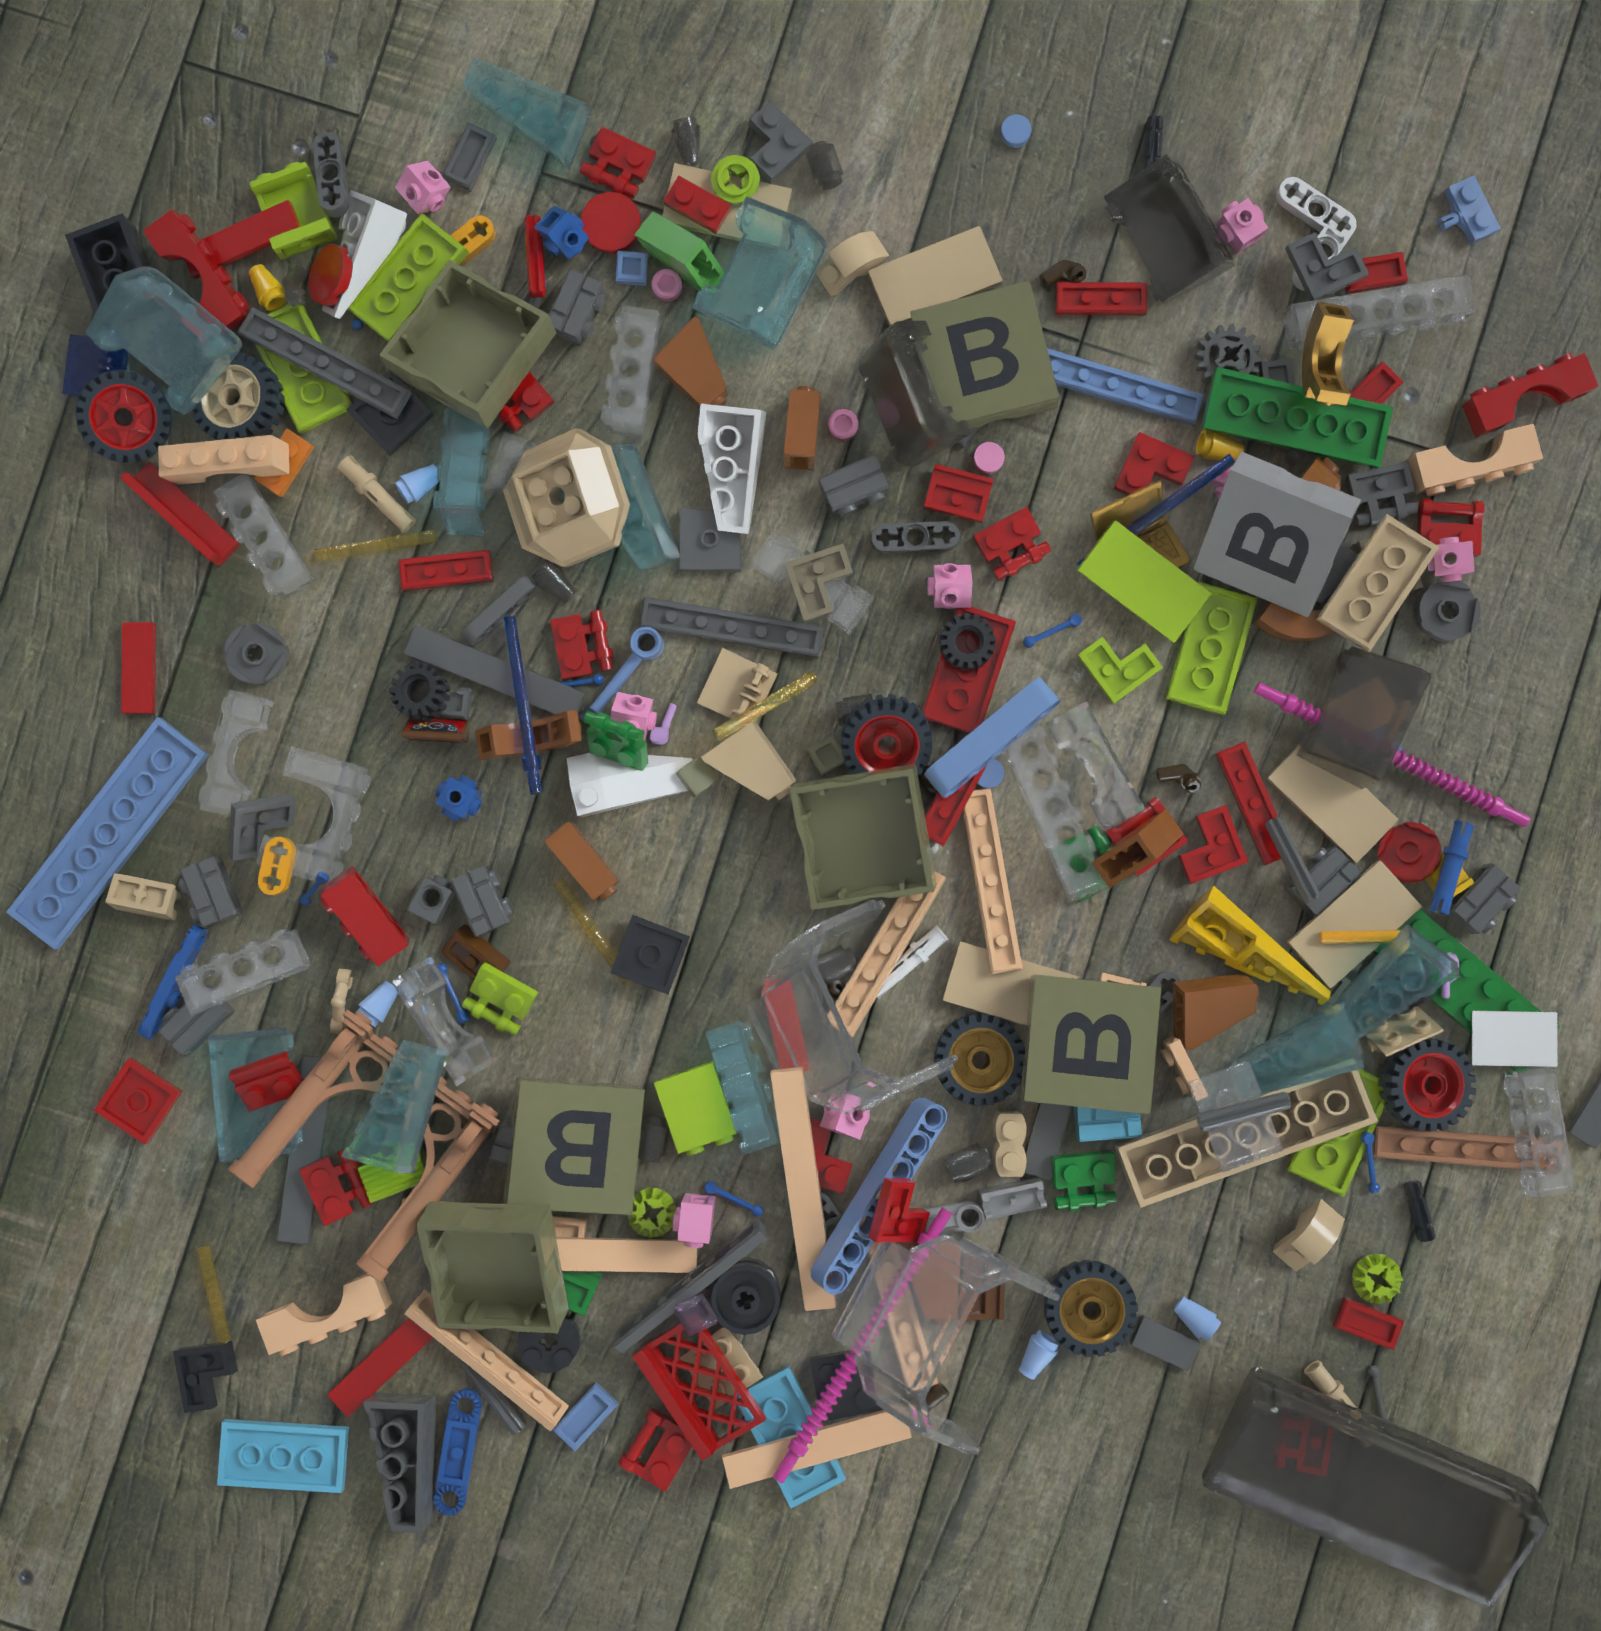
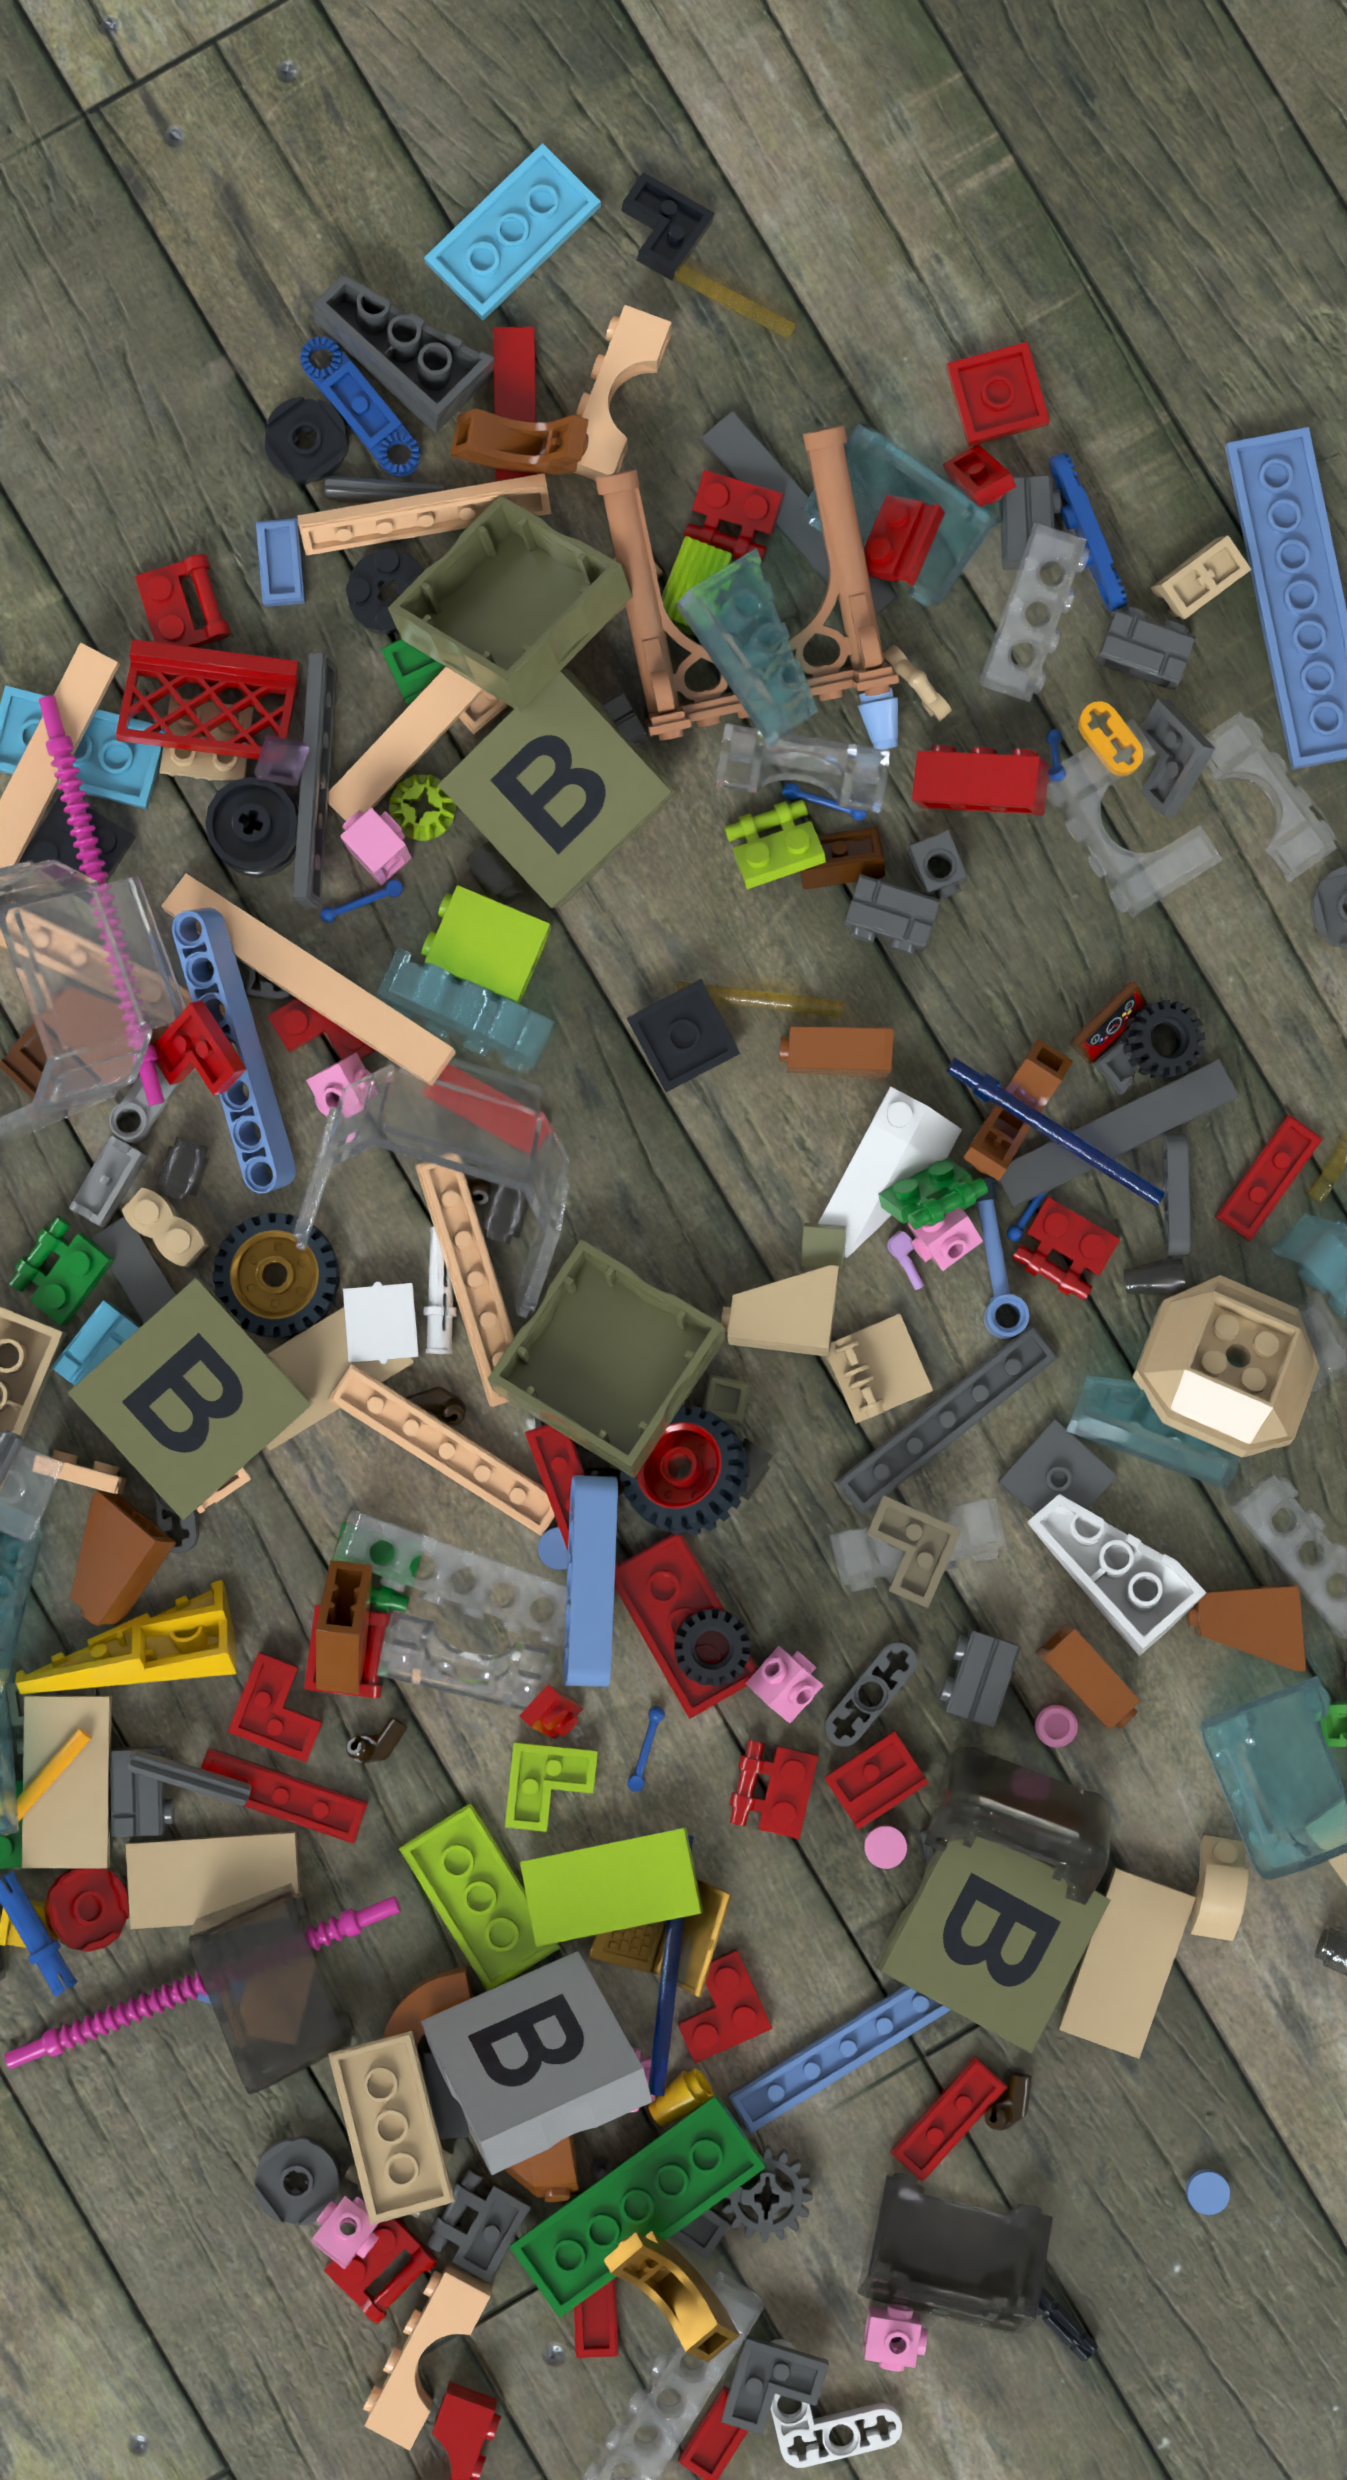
camera: 130 degrees right, 0 degrees up
(192, 1069) = (979, 476): none -> red plate
(400, 1342) = (520, 445): none -> dark orange arch
(469, 802) = (1006, 994): blue brick -> none
(488, 1474) = (308, 416): none -> black plate
(765, 706) = (832, 1379): clear yellow bar -> none
(954, 978) = (380, 1322): none -> white piece
(967, 906) = (441, 1403): none -> dark brown arm
(1080, 695) = (552, 1712): none -> red plate

